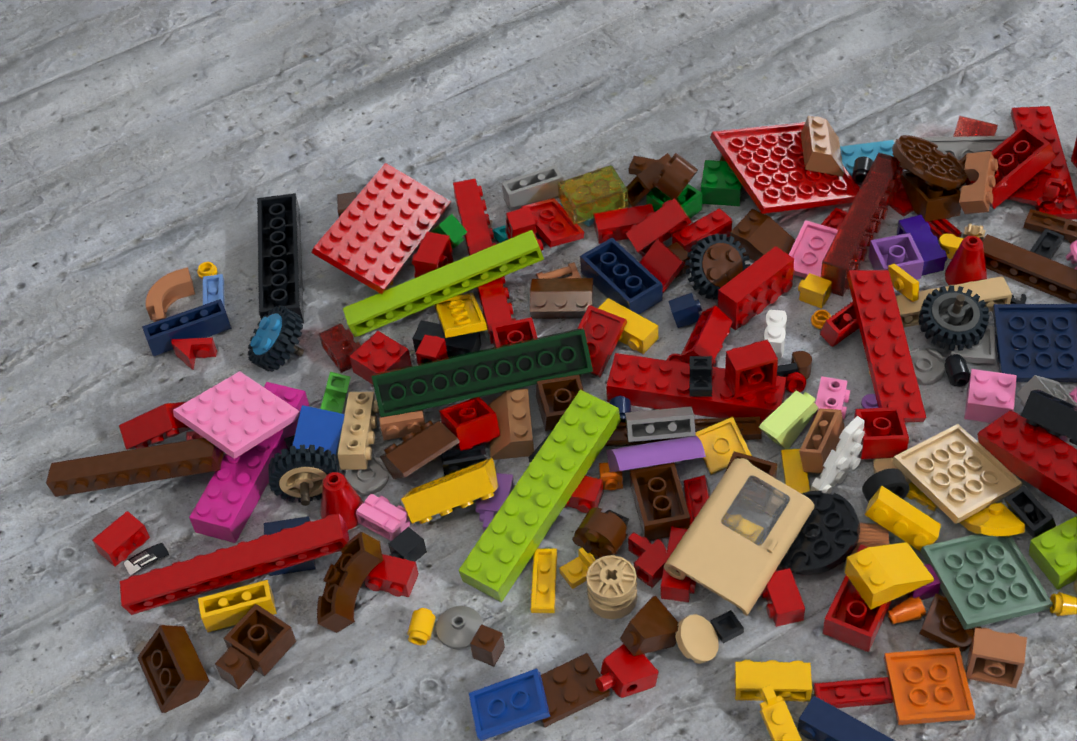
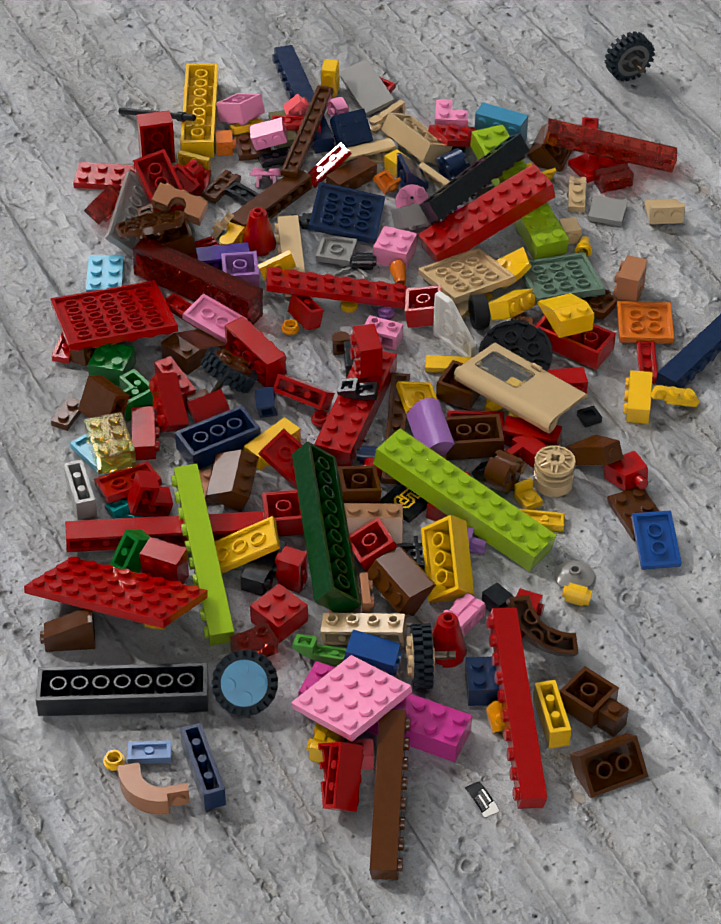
camera: 90 degrees left, 5 degrees down
(121, 538) = (463, 812): red brick -> none
(193, 348) = (232, 767): red slope -> none
(487, 645) = (600, 551): reddish brown brick -> none
(660, 424) = (400, 414): light grey brick -> none
(675, 176) = (129, 369): reddish brown brick -> none
(697, 639) = (605, 430): tan tile -> none
(776, 330) = (304, 353): white brick -> none
(789, 419) = (410, 351): yellowish green slope -> none
(815, 290) = (262, 321): yellow brick -> none
(821, 147) = (97, 289): medium nougat slope -> none
(821, 439) = (427, 337): nougat brick -> none
(861, 168) = (130, 273): black brick -> none
(948, 407) = (398, 271): none -> orange cone
(953, 318) = (321, 245): wheel -> none
(1030, 512) = (509, 243): black brick -> none

